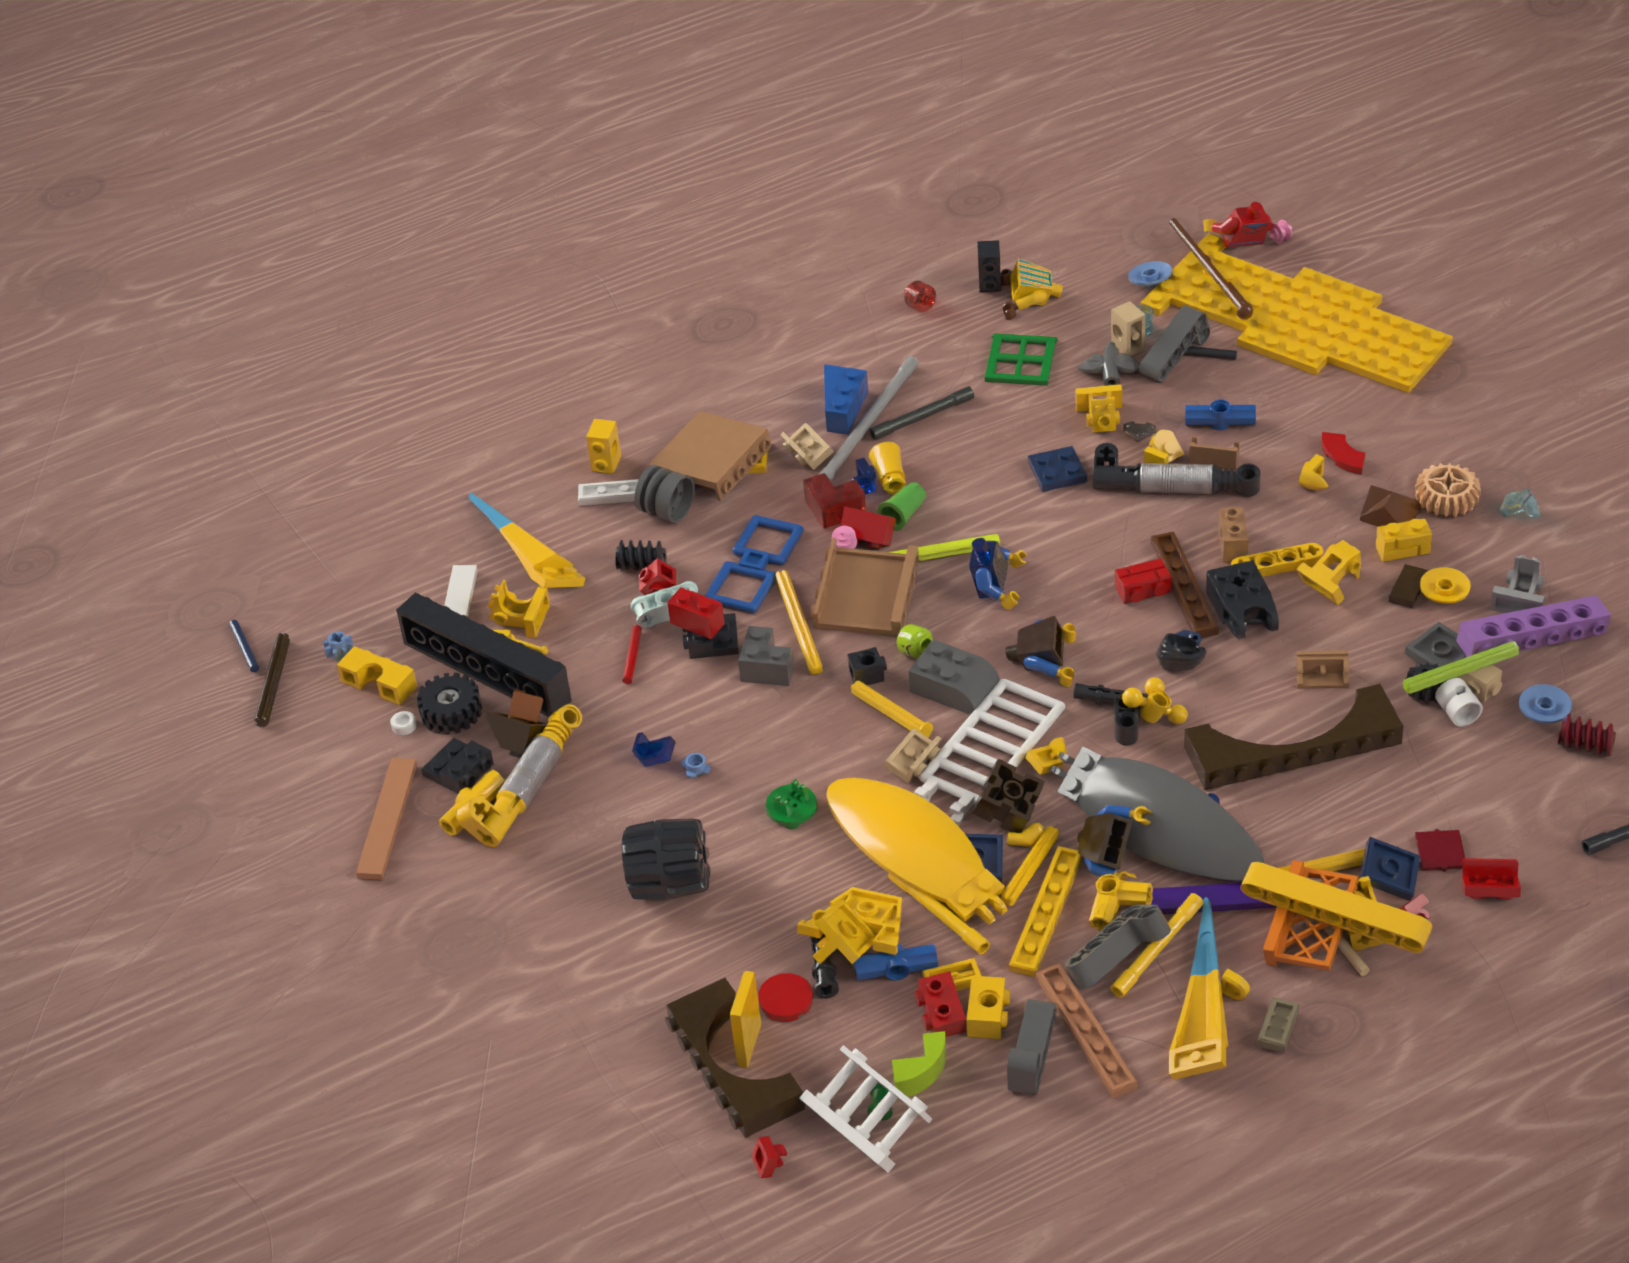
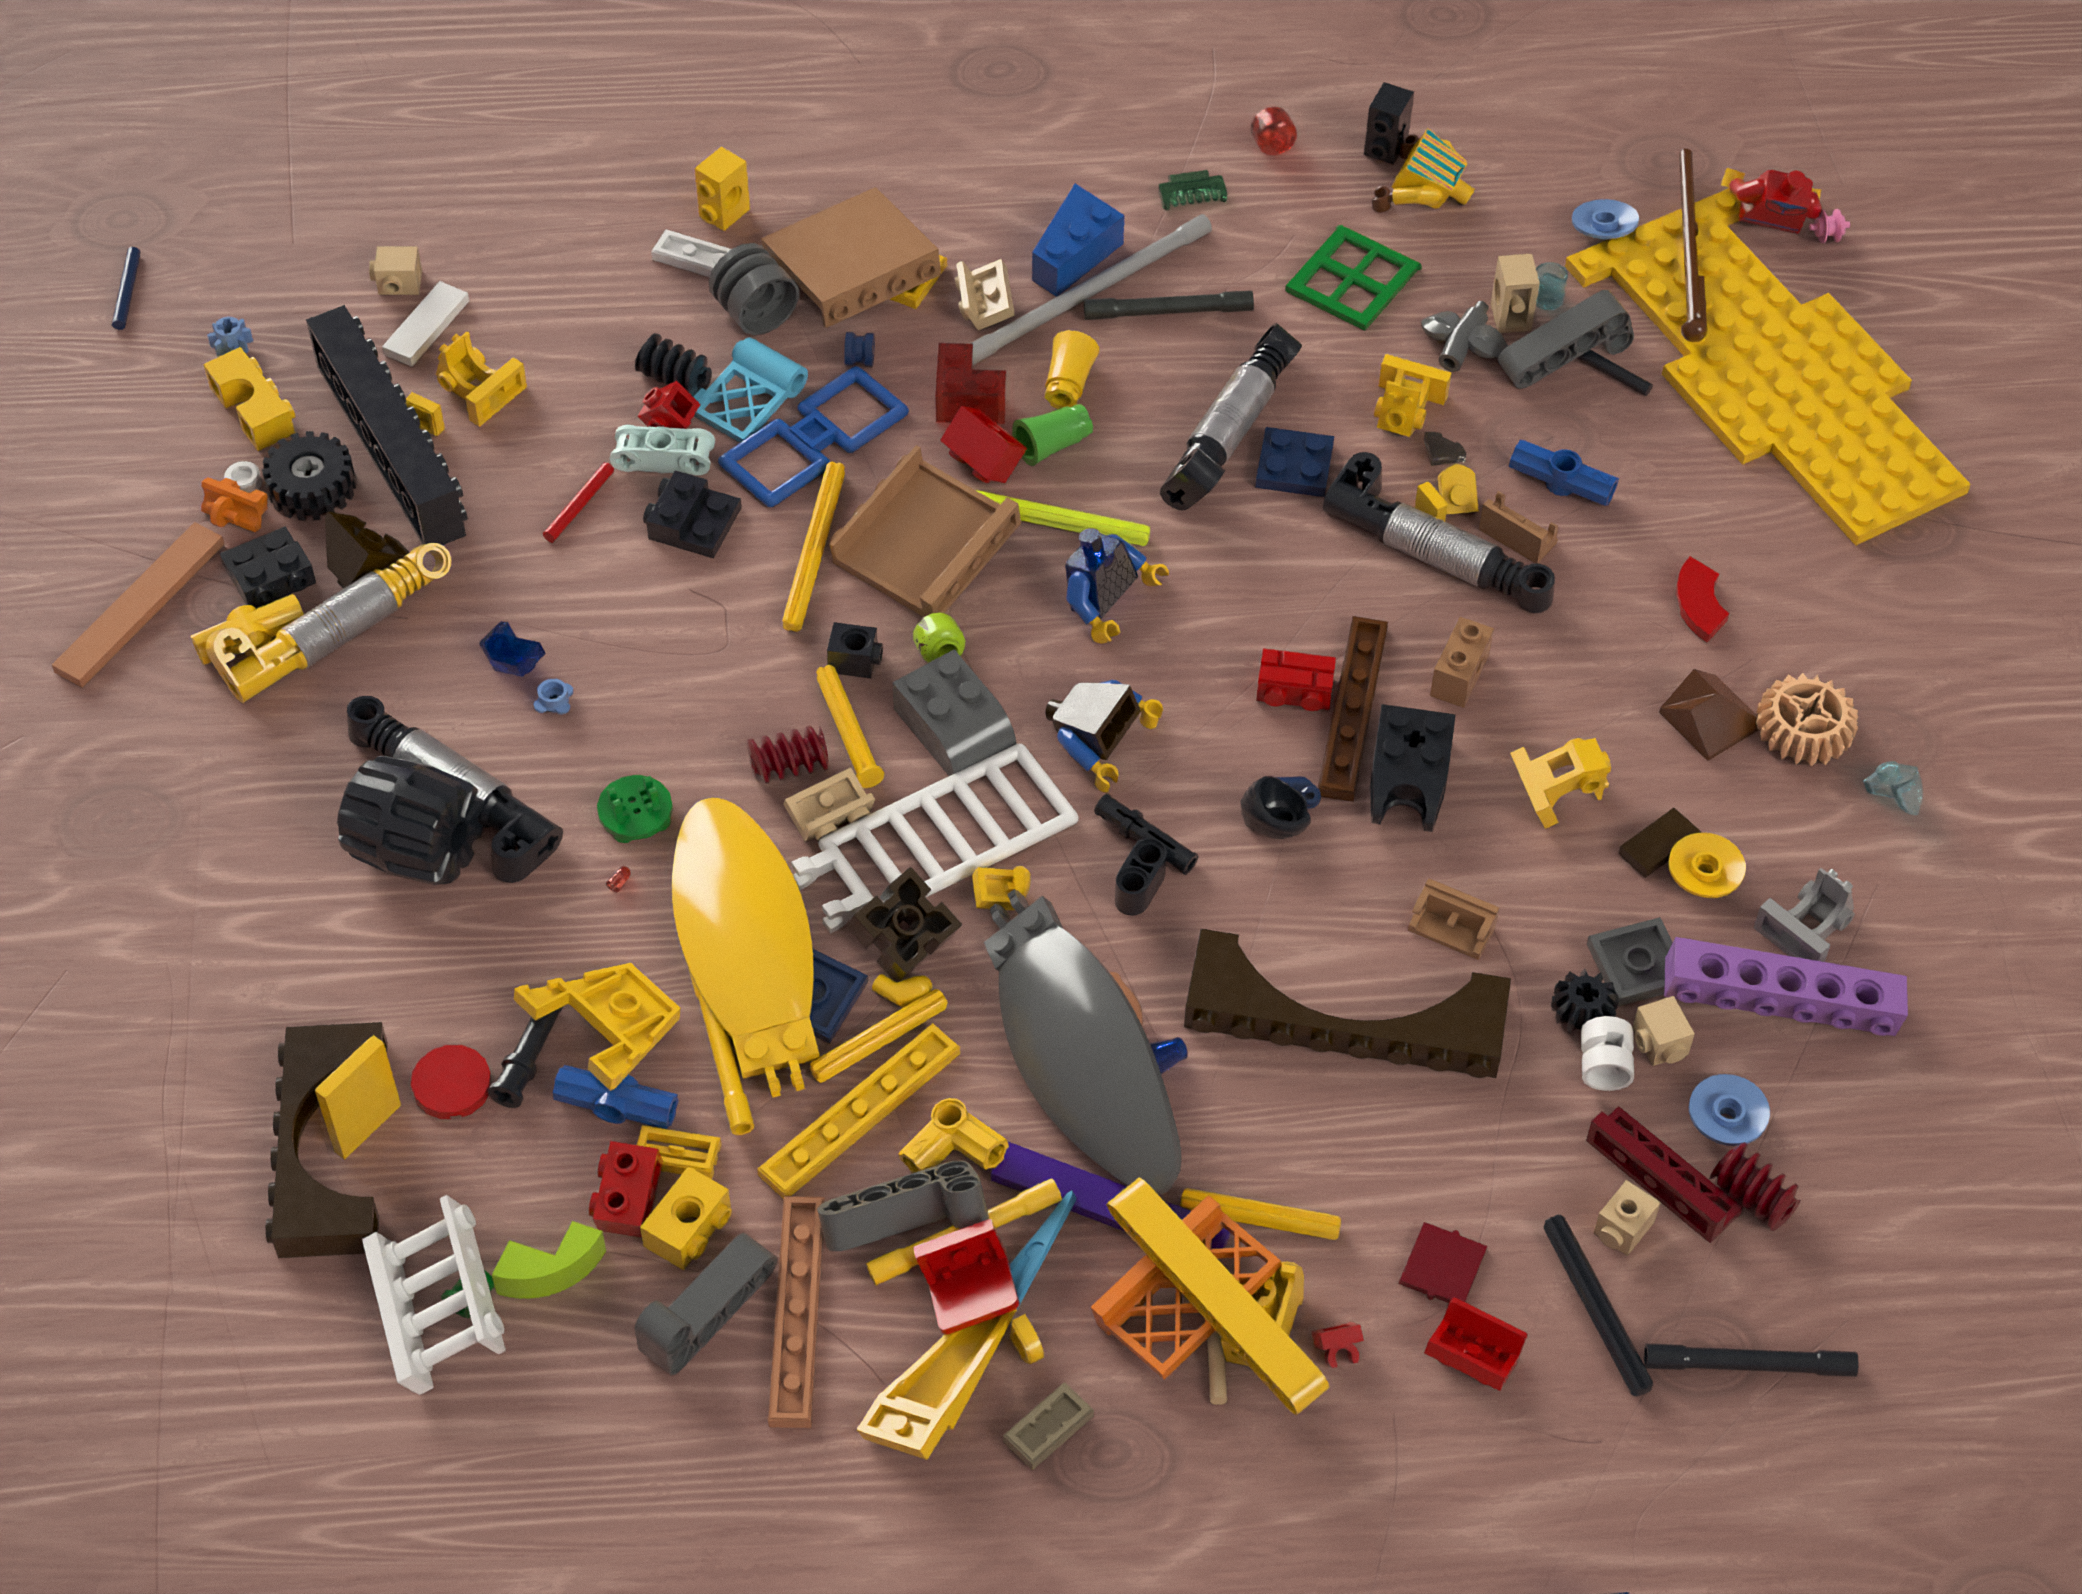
camera: 20 degrees right, 10 degrees up
(272, 679) = (127, 350): dark brown axle -> none
(410, 738) = (229, 504): none -> orange hips
(421, 569) = (396, 270): none -> tan brick
(525, 706) = (389, 522): dark orange panel -> none
(538, 559) = (545, 320): yellow plate -> none
(544, 650) = (473, 448): yellow hinge -> none
(695, 613) = (673, 481): red brick -> none
(700, 539) = (768, 374): none -> medium azure piece
(736, 843) = (514, 820): none -> black piece
(750, 504) = (859, 349): none -> dark blue wheel
(763, 661) = (729, 581): dark grey brick -> none
(767, 1157) = (280, 1302): red tile -> none
(808, 850) = (619, 878): none -> clear red piece
(843, 931) = (560, 1029): yellow bracket -> none
(845, 537) = (939, 450): bright pink wheel -> none
(865, 476) = (1026, 379): clear blue bracket -> none
(867, 737) = (788, 754): none -> dark red piece
(885, 346) = (1189, 184): none -> clear green piece
(1007, 488) = (1229, 419): none -> piece
(1106, 838) = (986, 1049): dark brown torso -> none
(1155, 704) = (1201, 849): yellow piece -> none
(1179, 965) = (968, 1276): none -> red bracket
(1309, 553) = (1502, 720): yellow beam -> none
(1312, 474) = (1632, 614): yellow plate -> none
(1390, 868) = (1349, 1263): dark blue plate -> none
(1403, 539) = (1693, 770): yellow brick -> none
(1460, 667) = (1636, 1004): lime axle -> none
(1526, 786) = (1626, 1218): none -> tan brick
(1529, 753) = (1660, 1179): none -> dark red fence
(1542, 833) = (1598, 1306): none -> black axle

